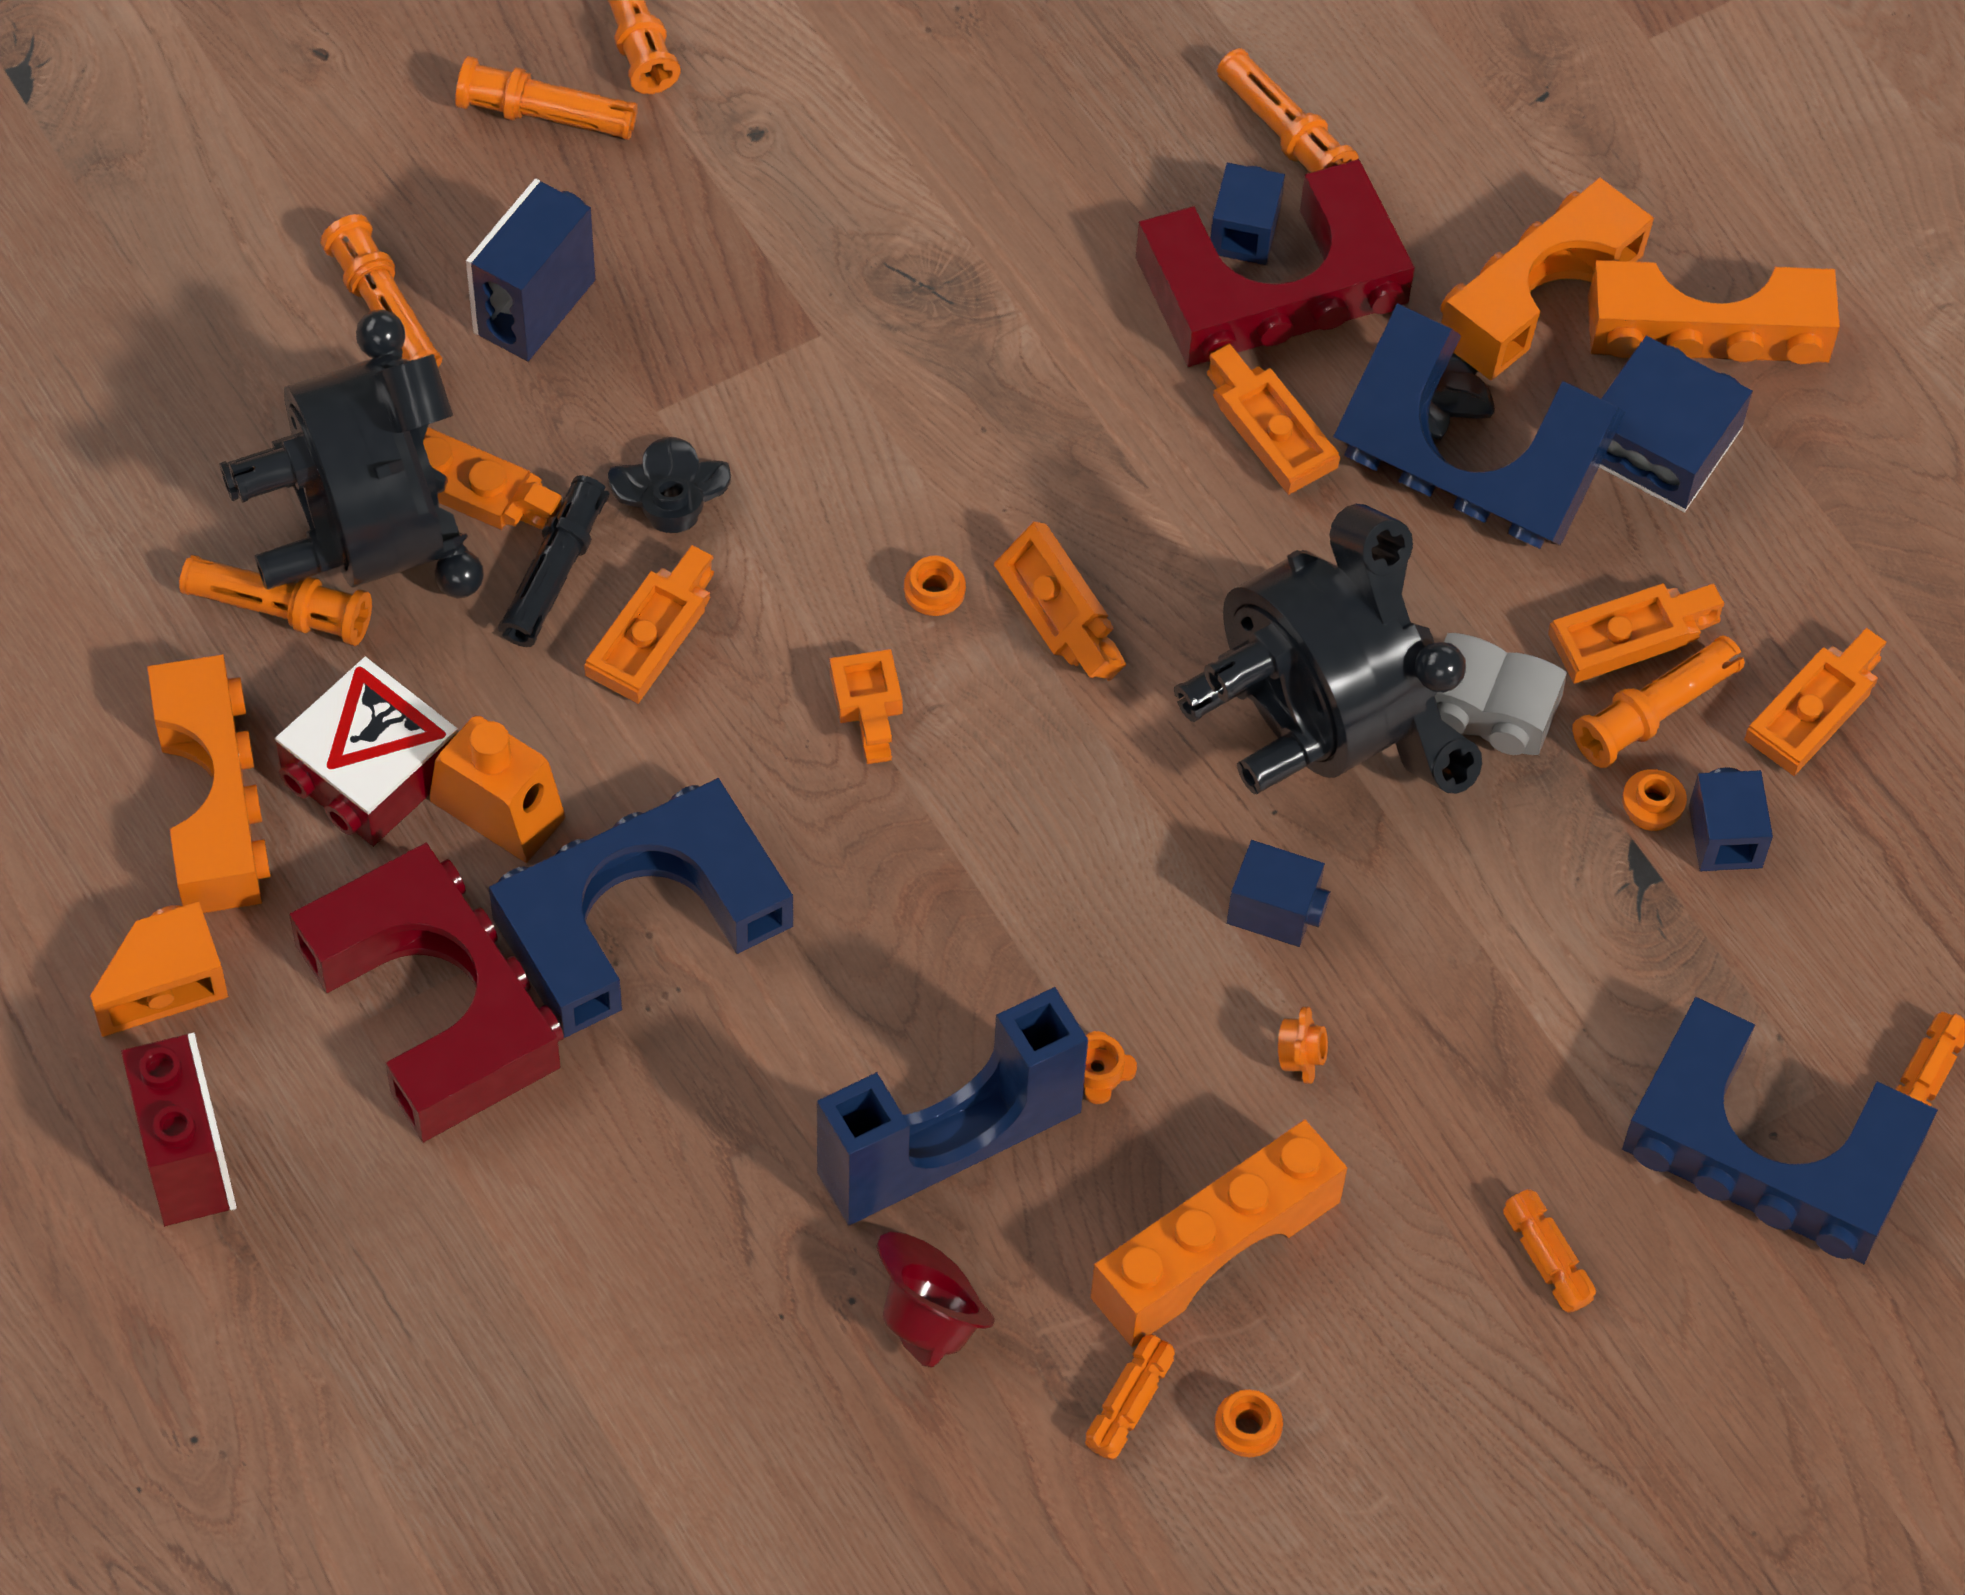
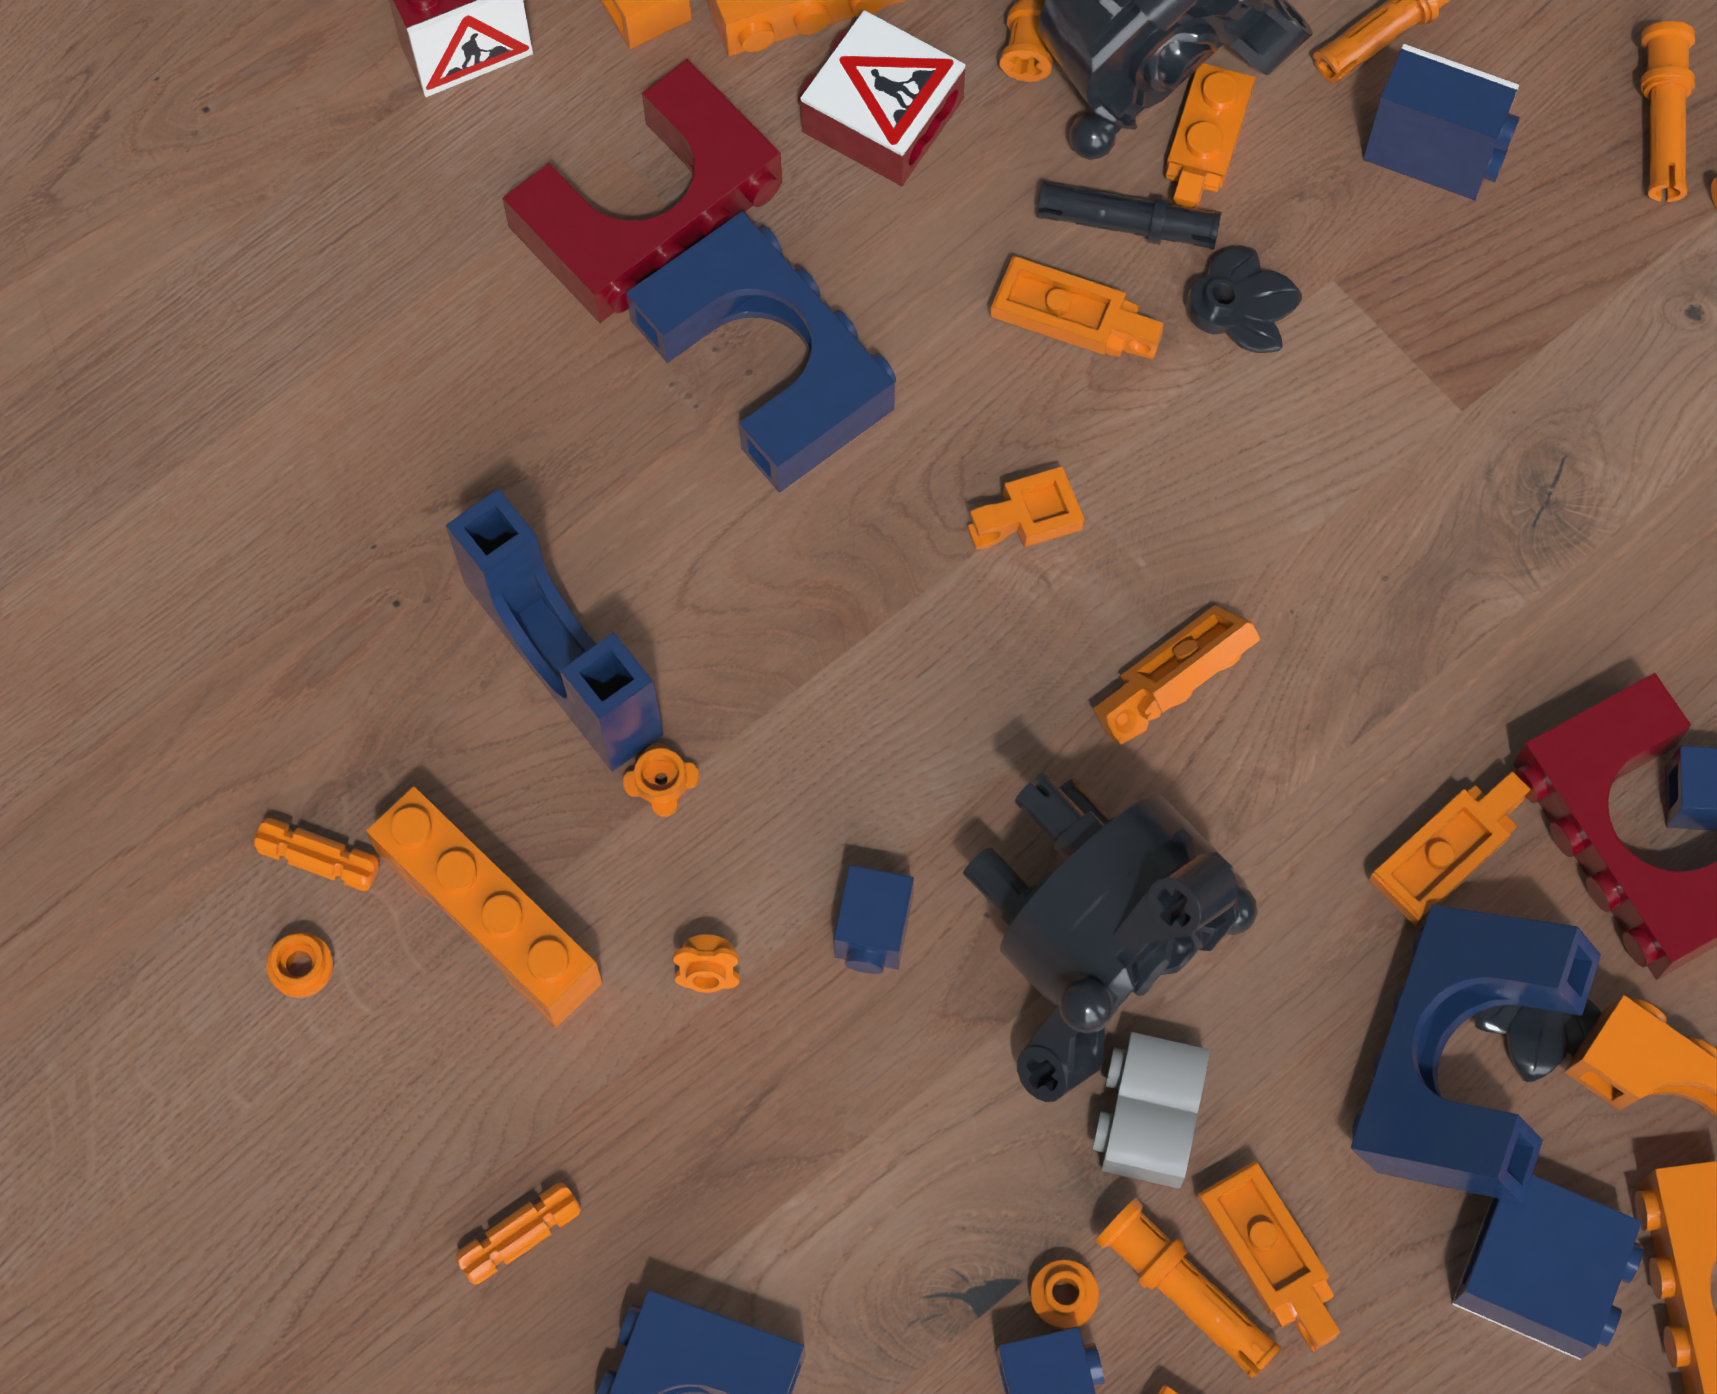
camera: 85 degrees right, 10 degrees up
(489, 779) = (867, 192): orange torso -> none
(928, 1299) = (392, 656): dark red piece -> none
(934, 572) = (1178, 538): orange plate -> none

